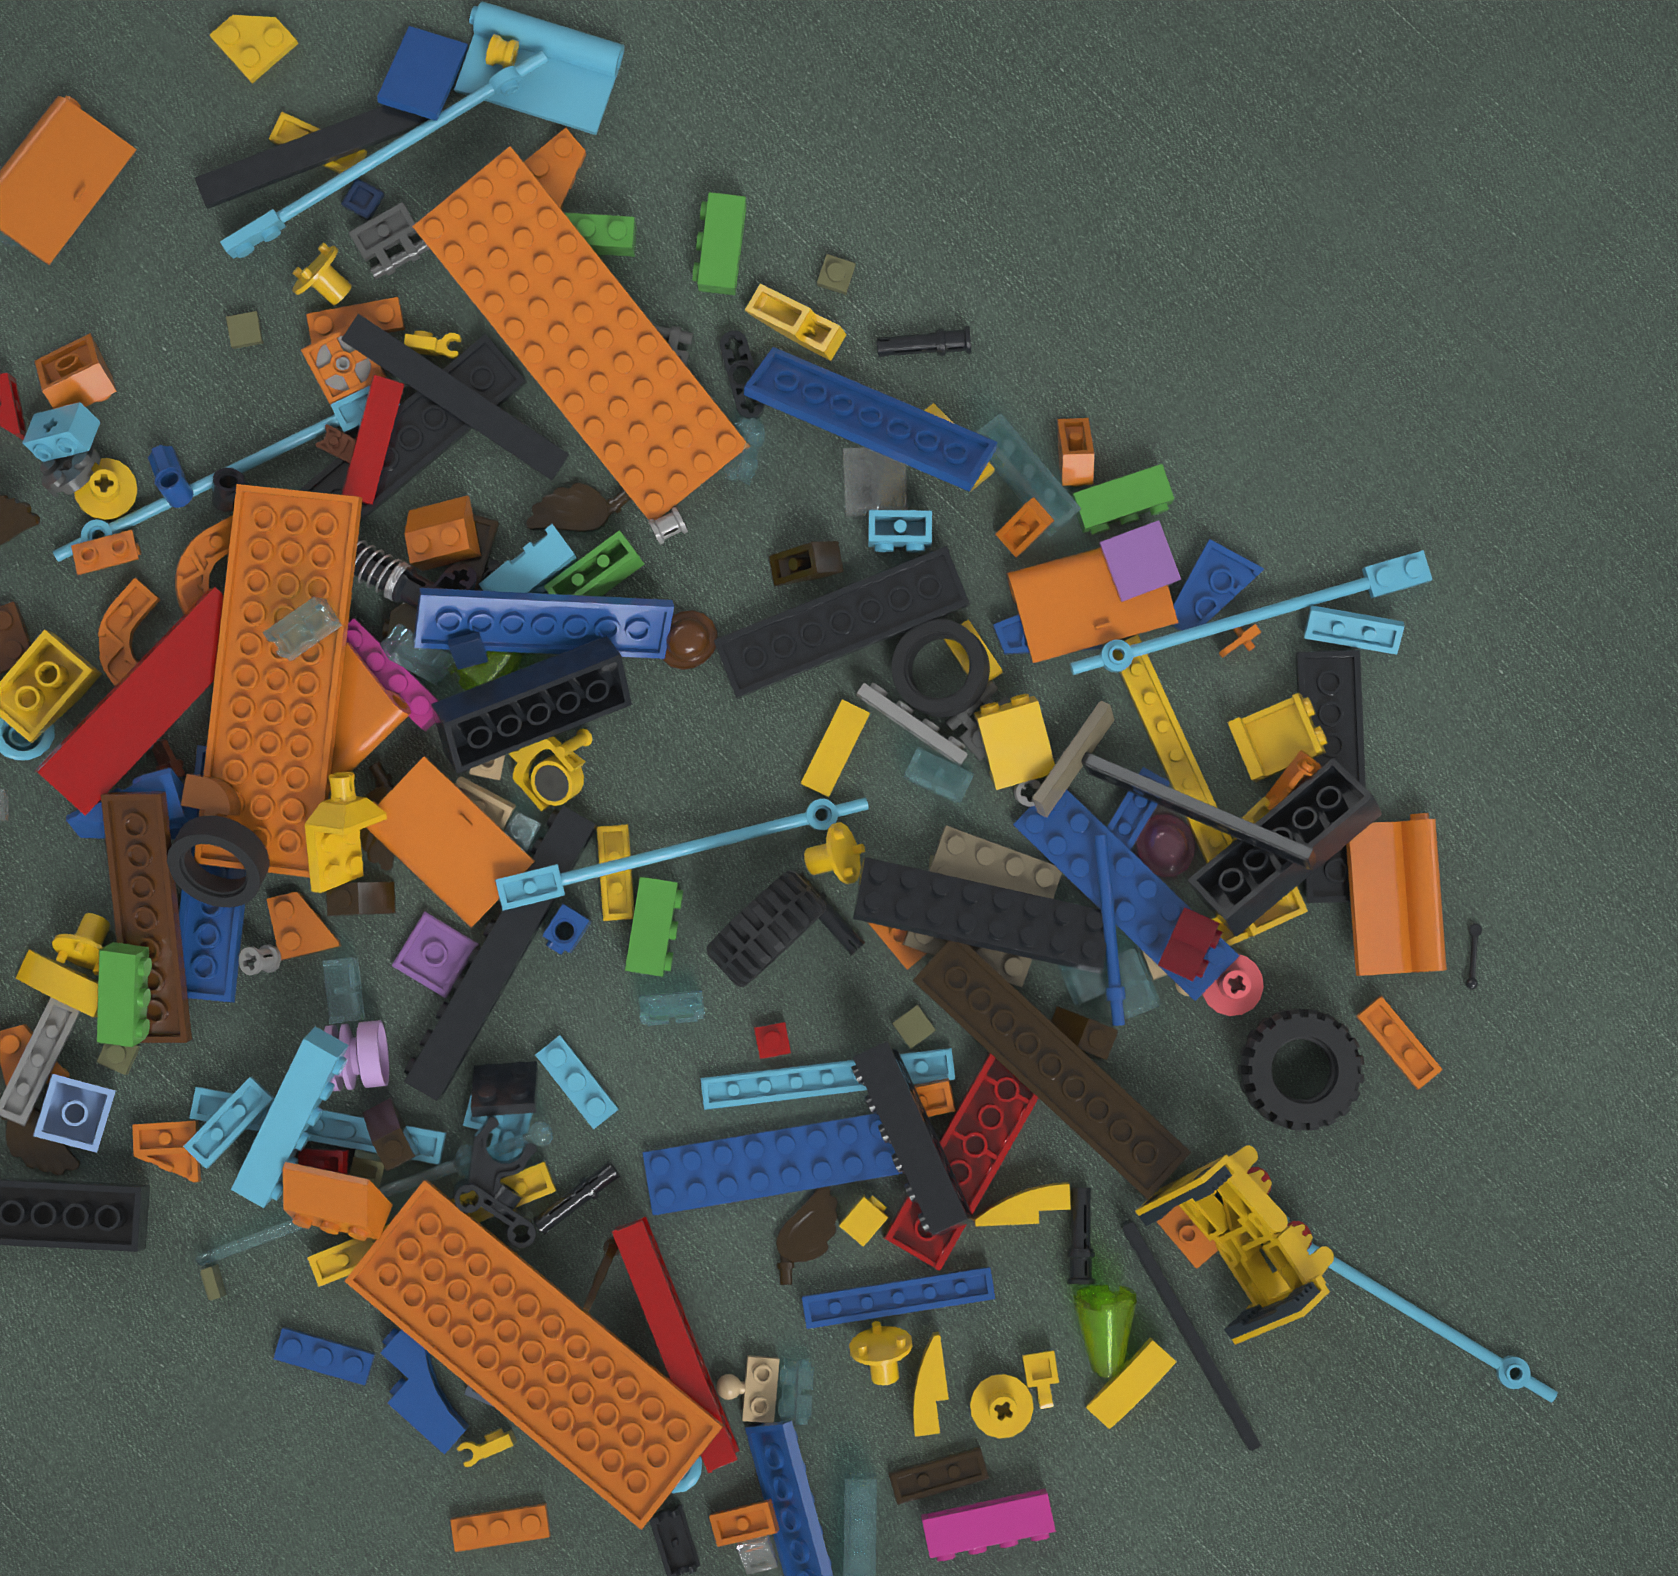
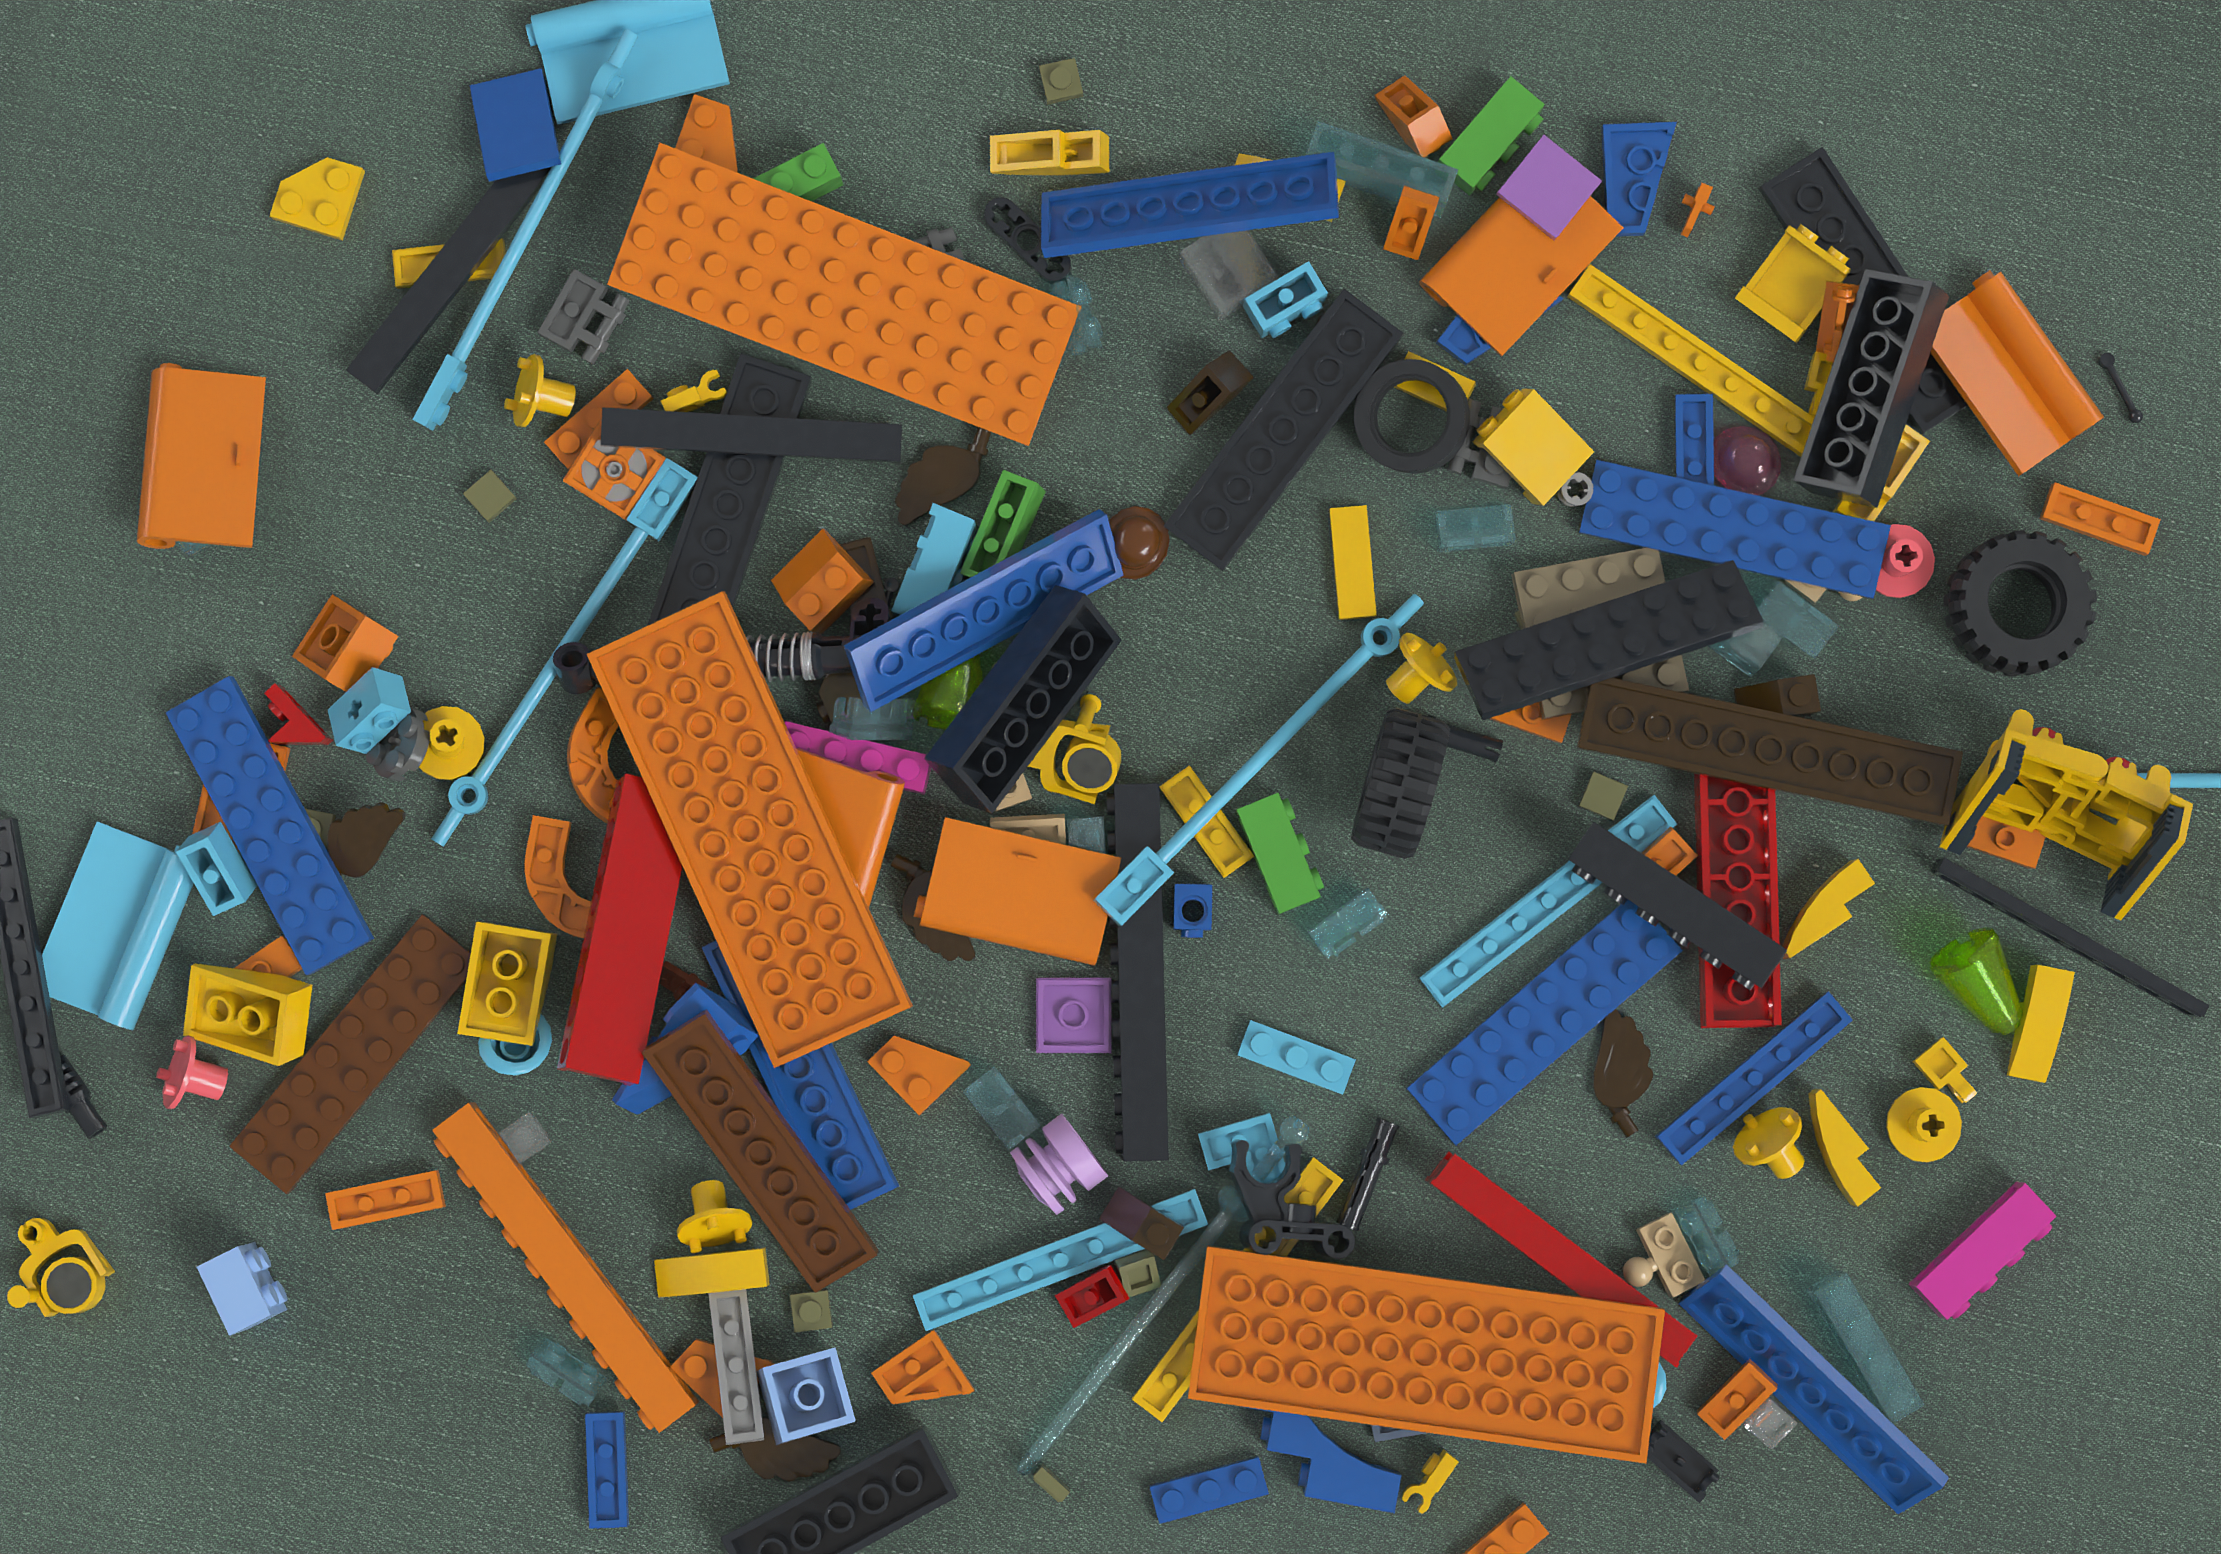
camera: 30 degrees left, 0 degrees up
(105, 552) = (487, 807): orange hinge -> none
(123, 994) = (785, 1244): bright green brick -> none
(170, 476) = (507, 690): blue piece -> none
(210, 795) = (760, 987): dark orange brick -> none
(226, 835) = (796, 1015): black tyre -> none
(229, 1122) = (970, 1310): medium azure plate -> none
(255, 955) = (904, 1129): light grey bush -> none
(290, 1116) = (1032, 1265): medium azure brick -> none
(303, 628) = (747, 759): clear light blue hinge -> none
(334, 1202) = (1129, 1324): orange slope -> none
(335, 834) = (902, 948): yellow plate -> none
(337, 443) = (663, 554): copper piece -> none
(361, 899) = (964, 1003): dark brown slope -> none
(362, 199) = (529, 291): dark blue tile -> none
(373, 439) = (692, 526): red tile -> none
(468, 650) = (927, 682): dark blue tile -> none
(502, 51) = (584, 55): yellow wheel -> none
(504, 1089) = (1230, 1107): black plate -> none
(610, 1250) = (1437, 1205): dark brown animal -> none
(668, 525) = (1046, 437): light grey bush -> none
(720, 243) = (925, 119): bright green brick -> none
(772, 1040) = (1468, 896): red plate -> none
(864, 1219) = (1672, 1019): yellow brick -> none
(902, 715) = (1400, 488): light grey plate -> none
(938, 1475) = (1902, 1233): dark brown tile -> none
(939, 342) = (1208, 87): black pin -> none
(1070, 761) = (1602, 427): dark tan tile -> none
(1081, 1251) = (1909, 921): black pin -> none
(1115, 992) = (1788, 637): blue bar -> none
(1189, 945) = (1836, 543): dark red brick -> none
(1199, 811) = (1764, 402): black tile -> none
(1354, 629) = (1803, 130): medium azure plate -> none
(1378, 580) = (1795, 65): medium azure bar -> none

